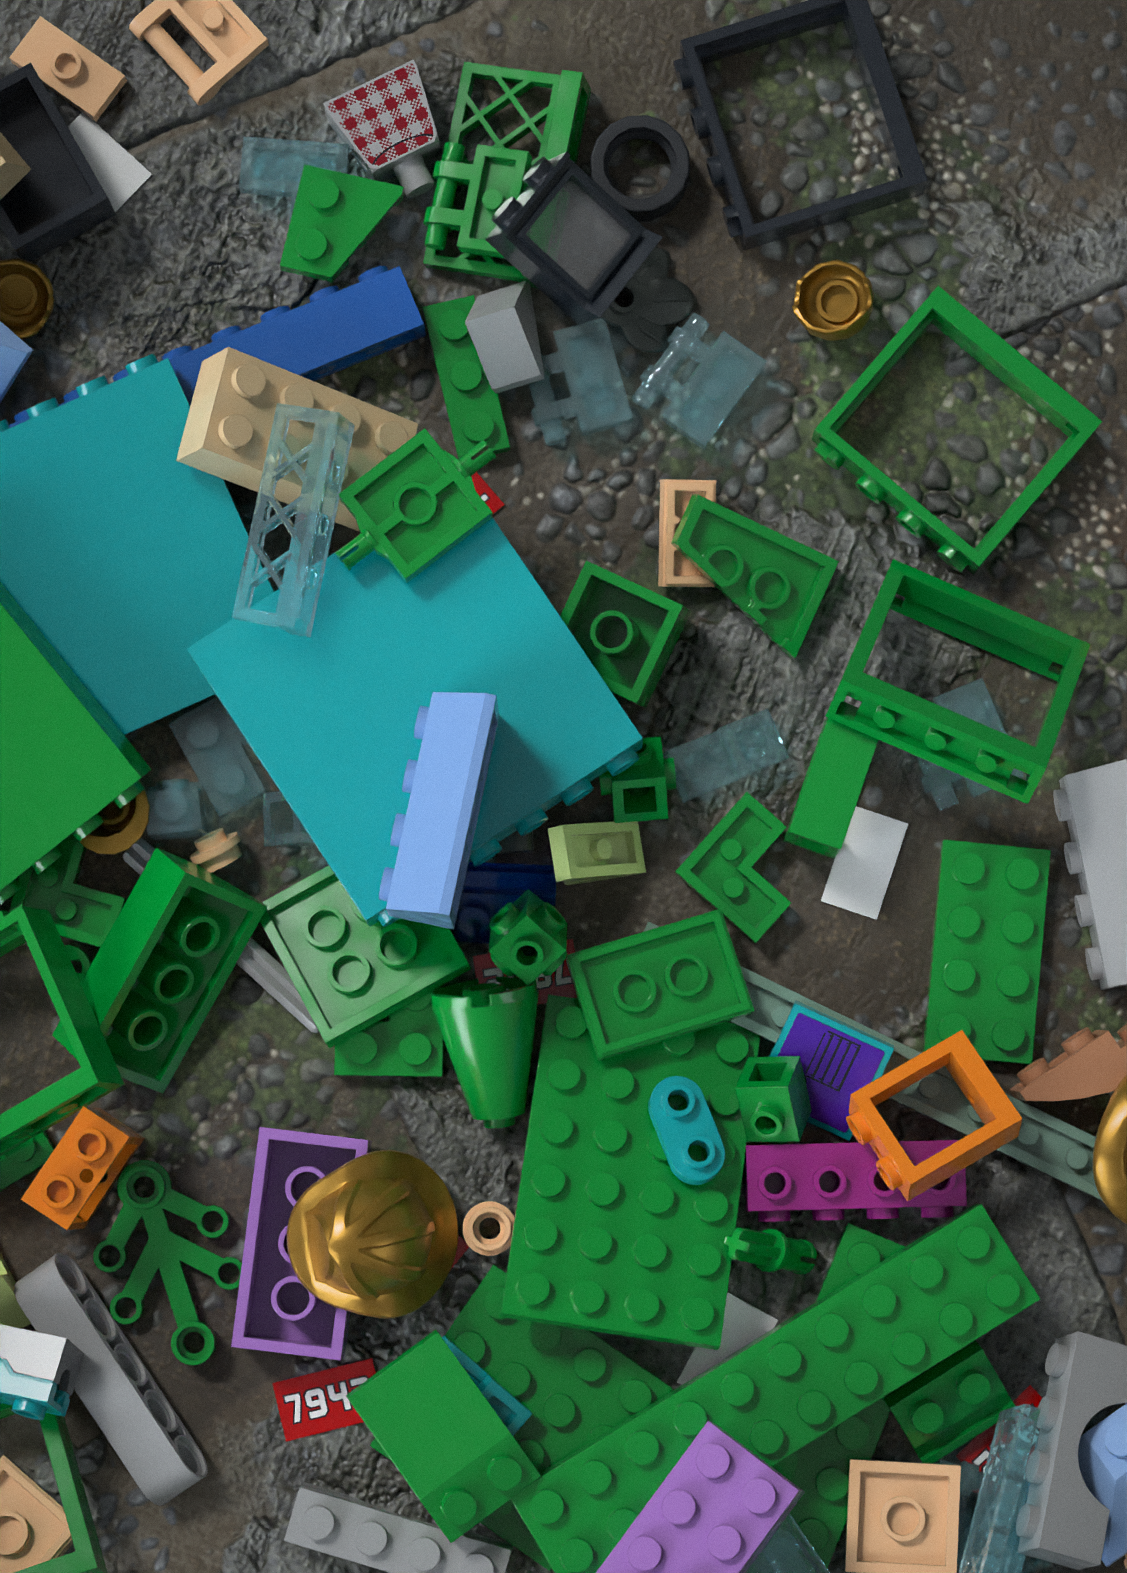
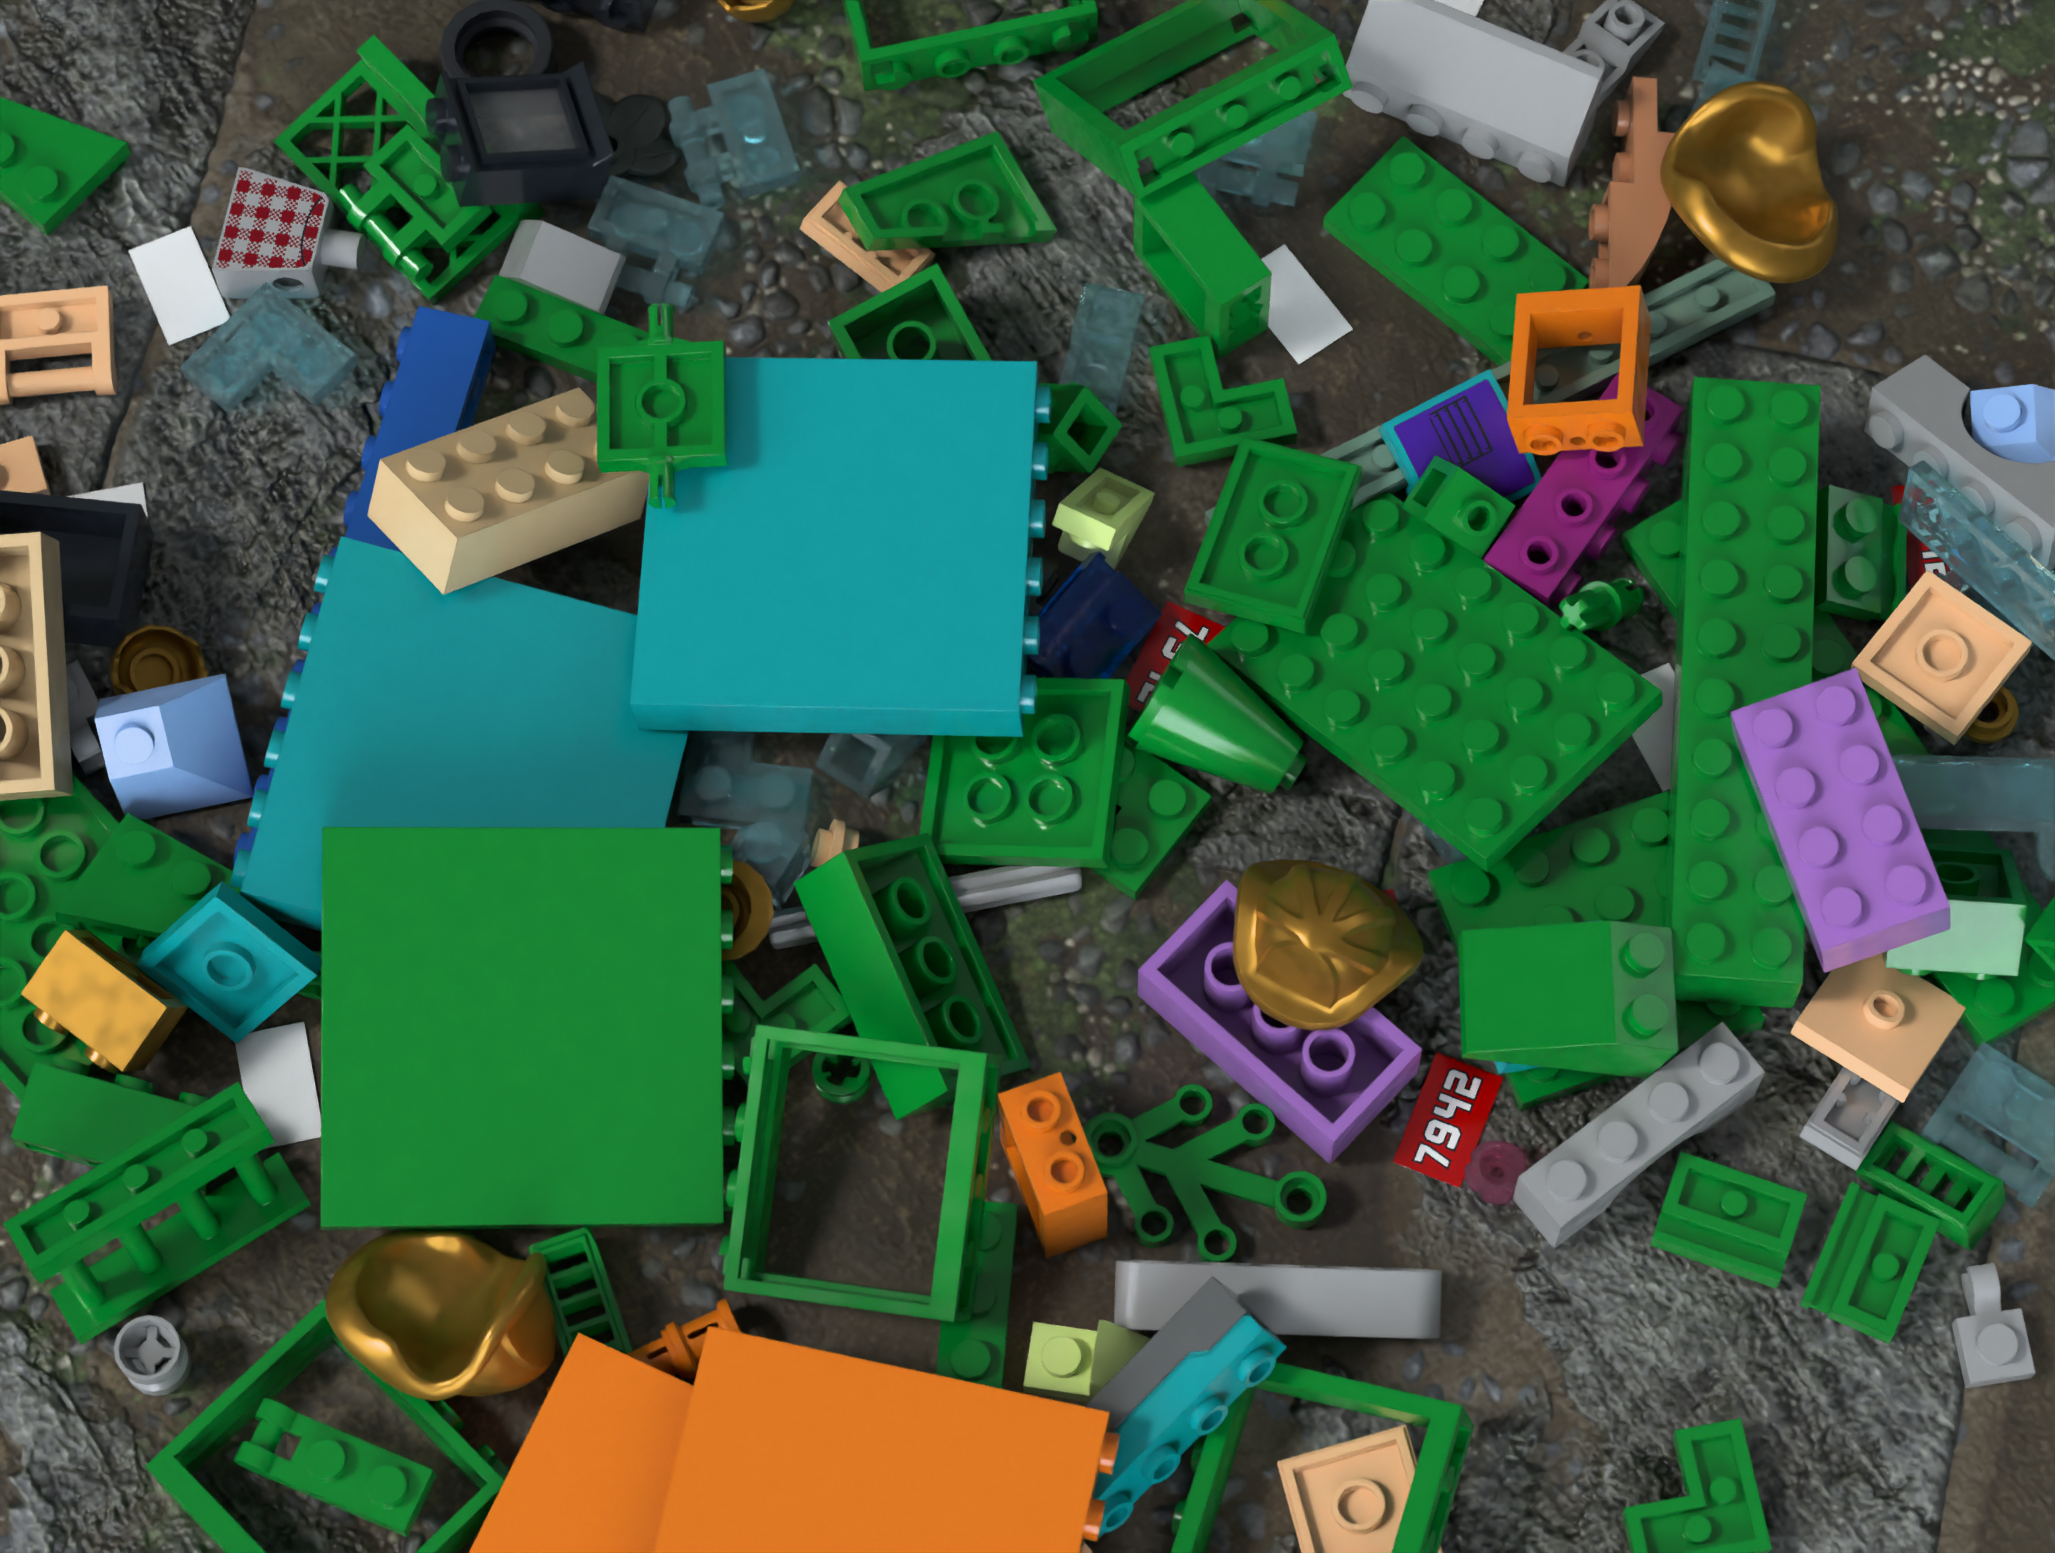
camera: 55 degrees left, 15 degrees down
(313, 79) = (179, 285): none -> white sticker
(313, 521) = (611, 504): clear light blue fence -> none
(314, 1446) = (1484, 1159): none -> clear pink plate
(333, 220) = (326, 337): green wing -> none
(442, 807) = (970, 554): medium blue slope -> none
(471, 1225) = (1390, 837): light nougat plate -> none
(528, 938) = (1142, 608): green brick -> none
(686, 1128) = (1429, 595): teal plate -> none

